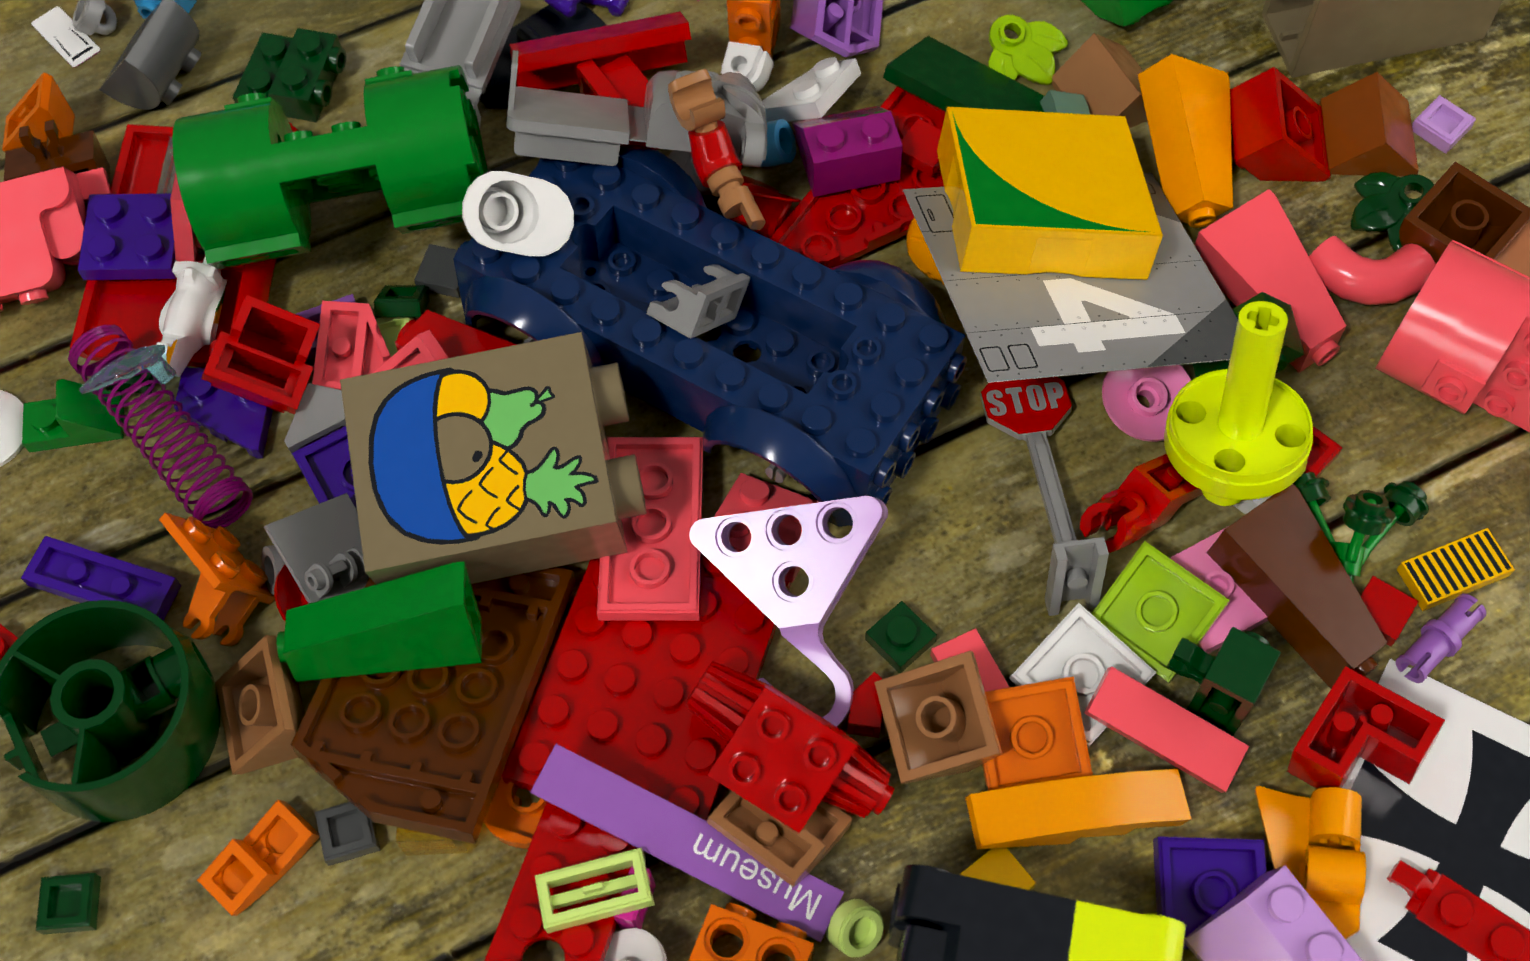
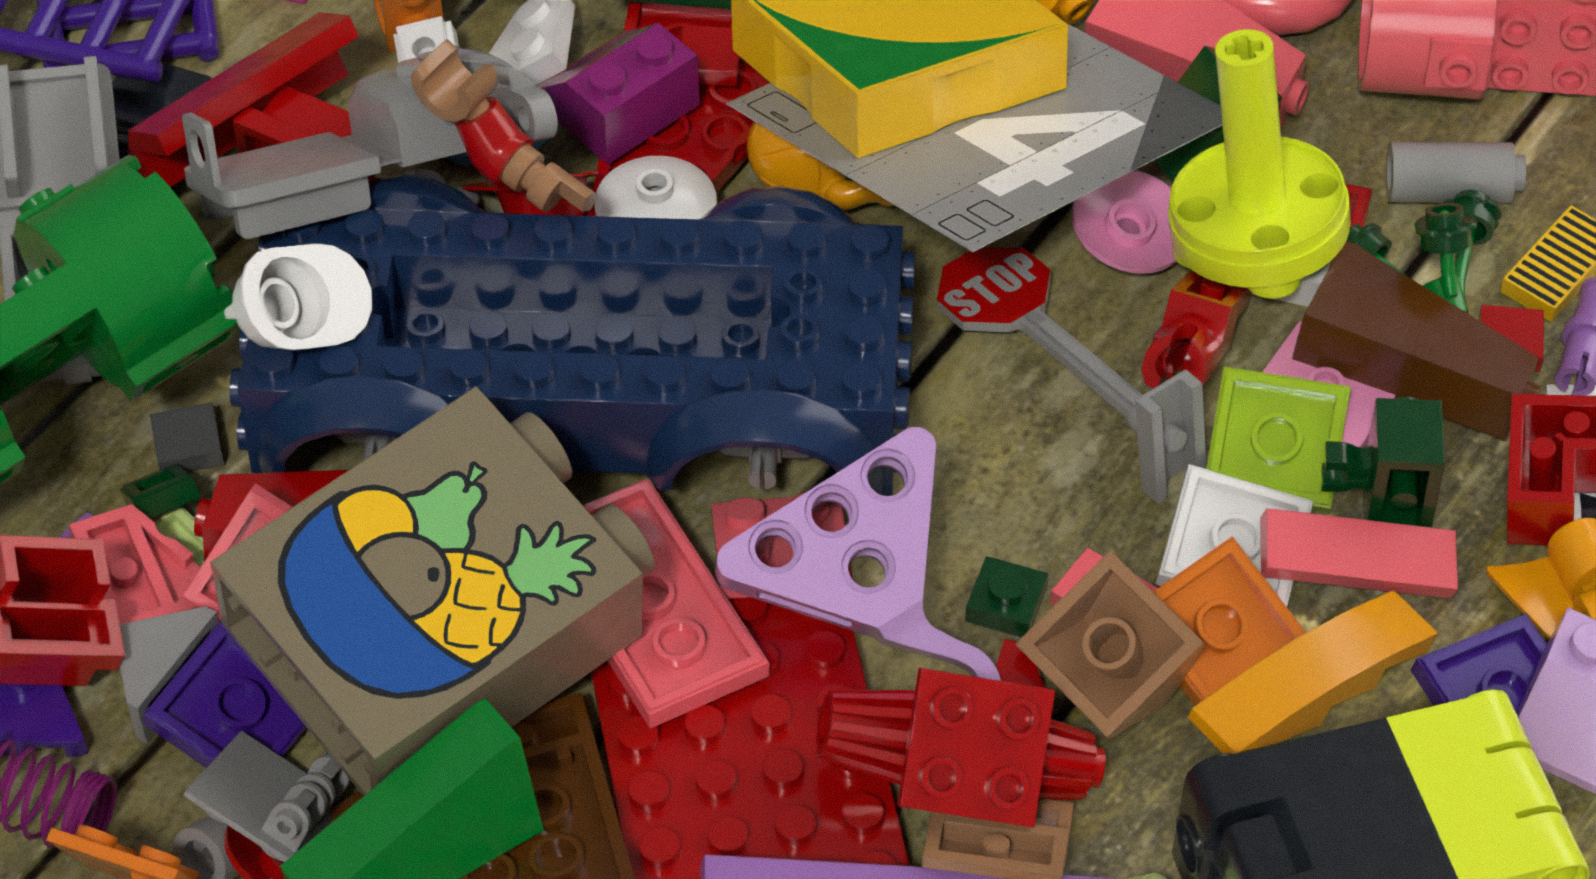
camera: 30 degrees left, 10 degrees down
(701, 306) = (571, 320): light grey hinge -> none
(848, 241) = (655, 190): none -> white dish
(1412, 460) = (1443, 169): none -> light grey brick

